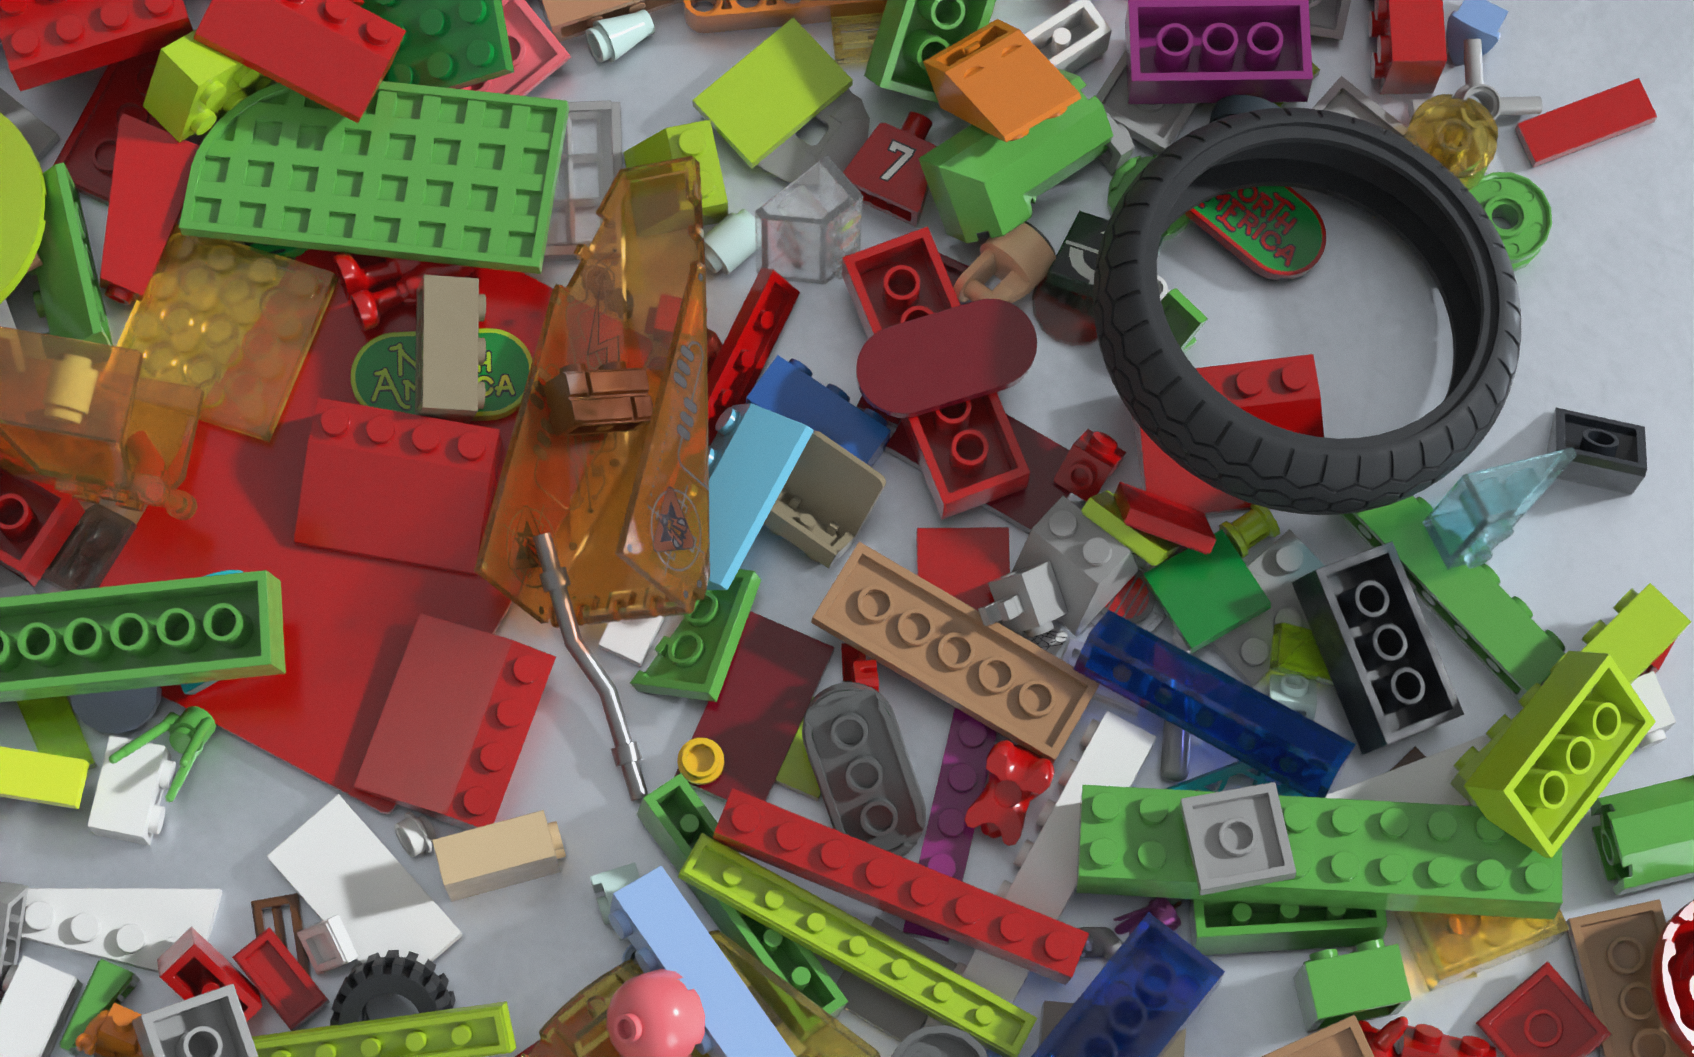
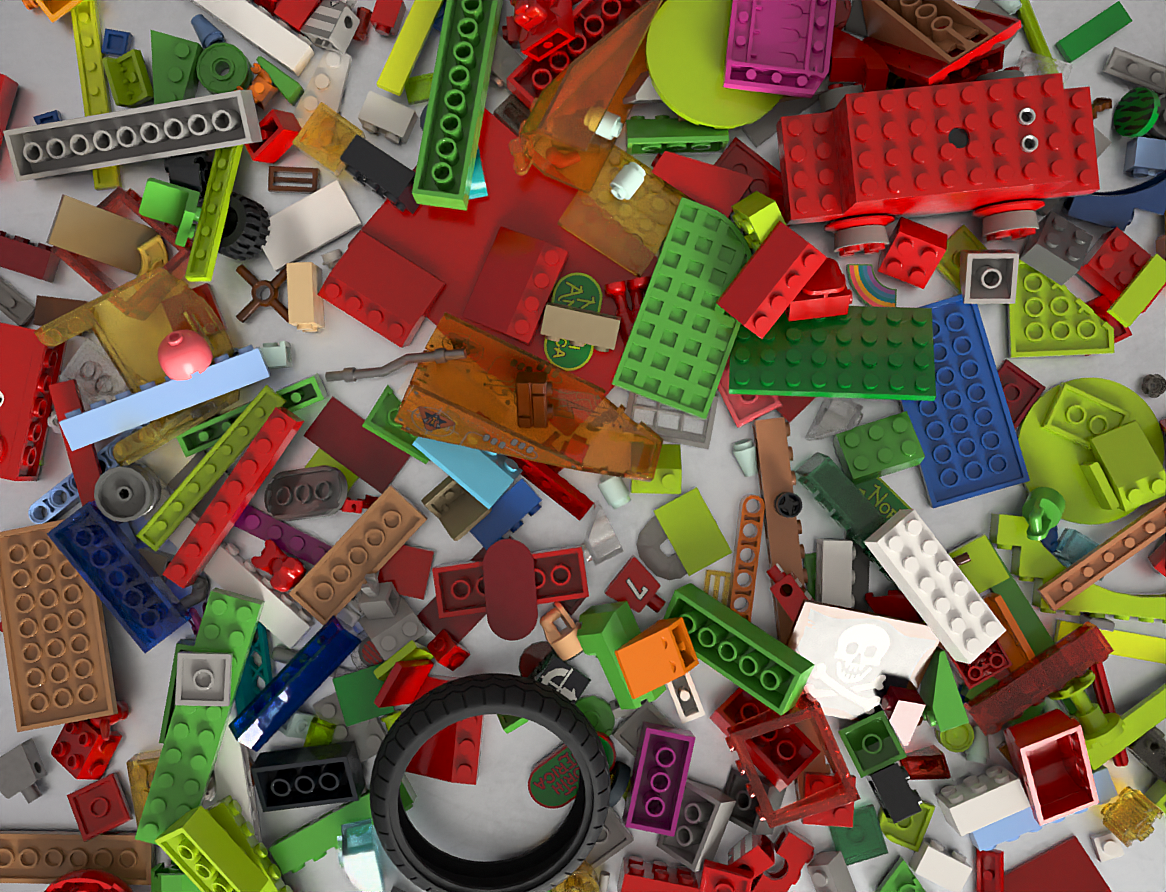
camera: 110 degrees right, 15 degrees up
(168, 327) = (627, 181): none -> light aqua brick
(187, 736) = (409, 151): bright green plant -> none
(195, 874) = (326, 138): none -> clear yellow brick
(242, 757) = (381, 173): none -> black brick
(281, 979) = (271, 174): red tile -> none
(327, 944) = (284, 201): white tile -> none
(490, 932) = (257, 287): none -> reddish brown bar
(700, 761) = (334, 411): yellow plate -> none
(1358, 983) = (137, 715): bright green piece -> none

